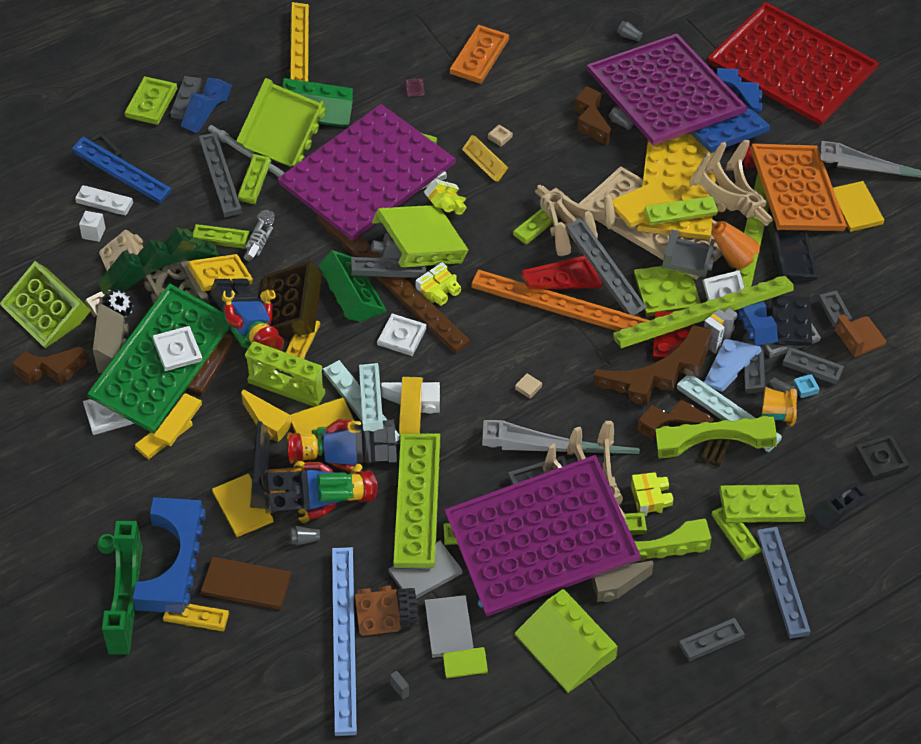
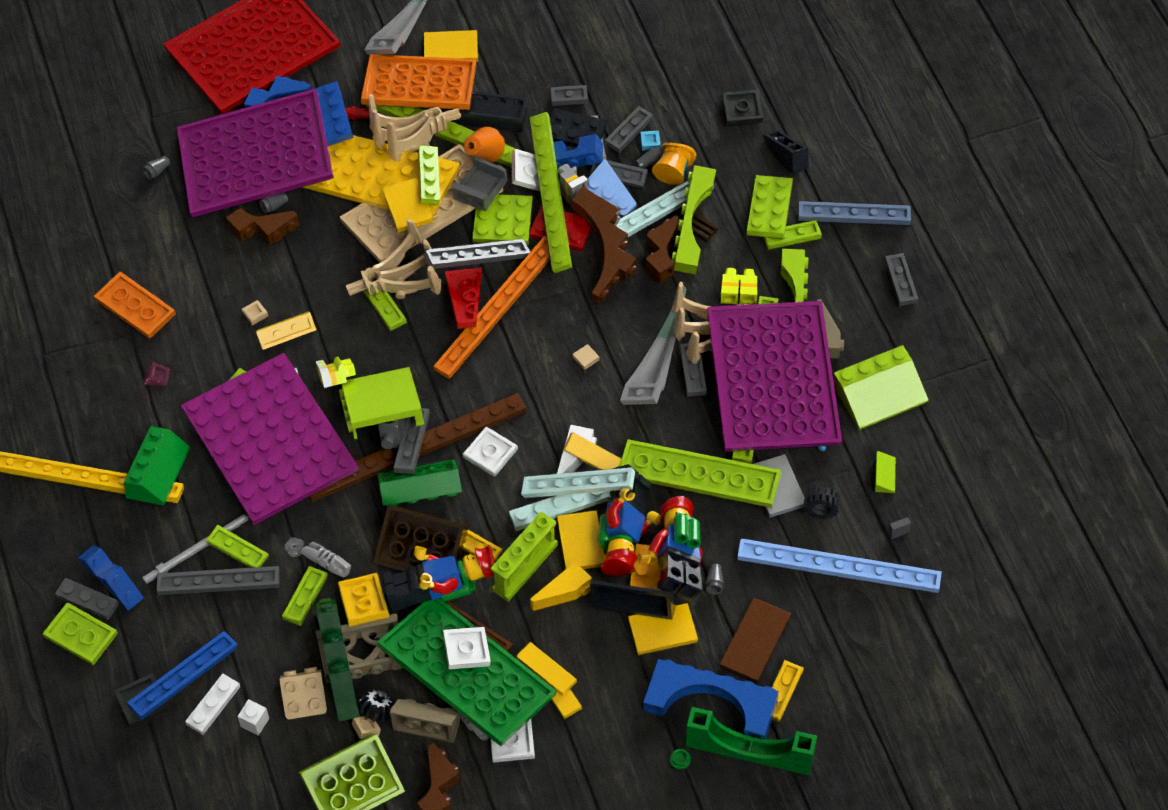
camera: 75 degrees left, 5 degrees up
(281, 124) = (183, 500): lime panel -> none
(377, 611) = (813, 529): dark orange bracket -> none
(437, 283) = (440, 405): neon yellow hips -> none
(448, 625) = (847, 477): light grey tile -> none
(859, 335) = (605, 85): dark orange bracket -> none

